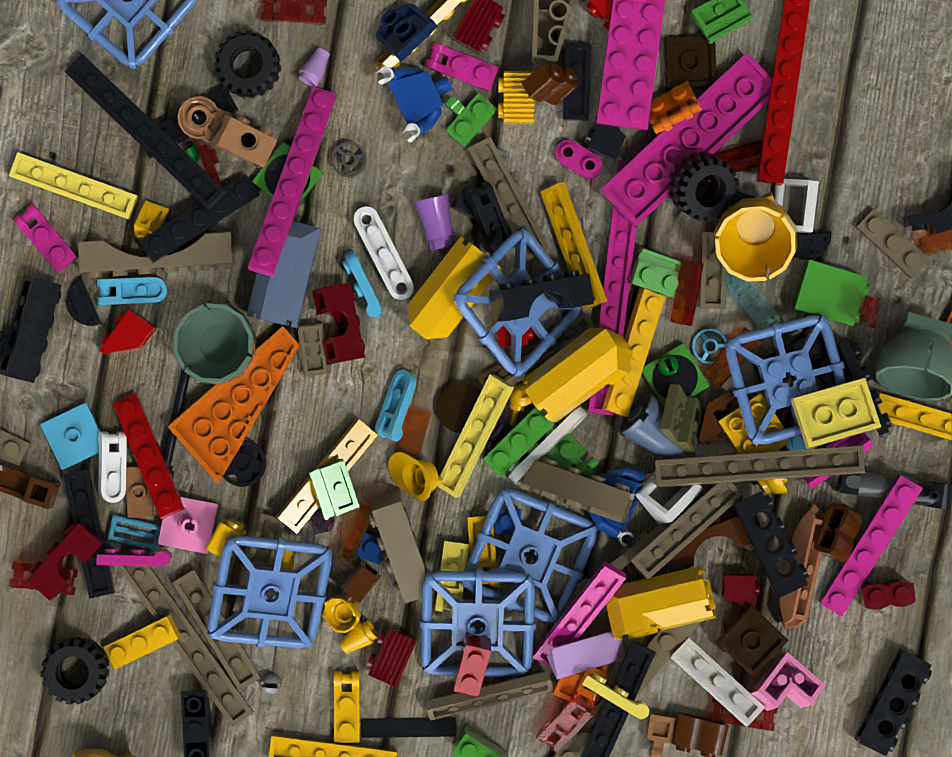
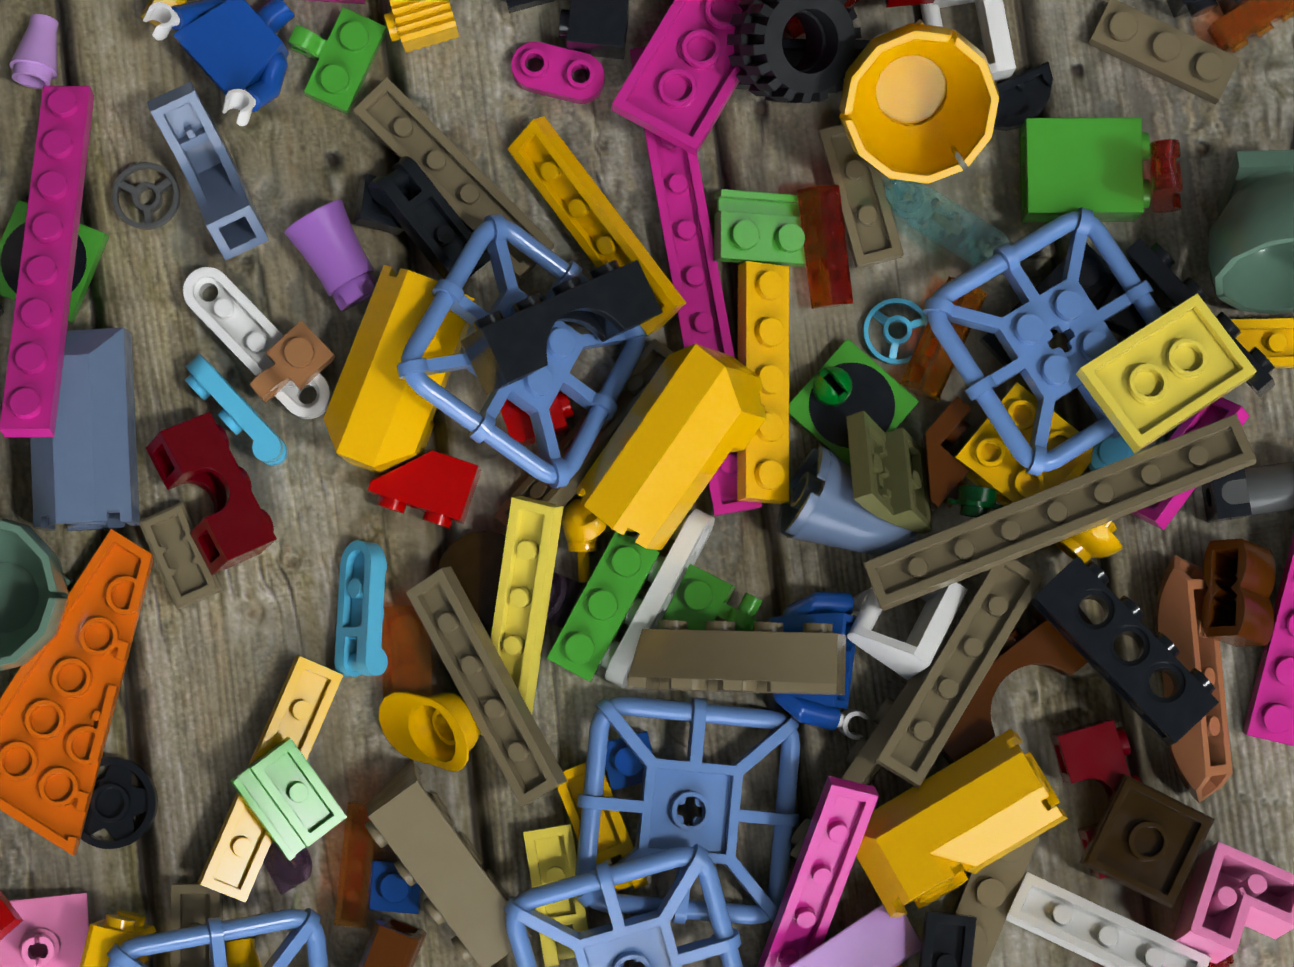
camera: 20 degrees left, 5 degrees down
(386, 159) = (209, 170): none -> sand blue arch
(401, 268) = (296, 358): none -> medium nougat plate
(448, 463) = (486, 686): none -> dark tan plate
(450, 352) = (432, 484): none -> red slope
(721, 446) = (975, 500): none -> dark green plate

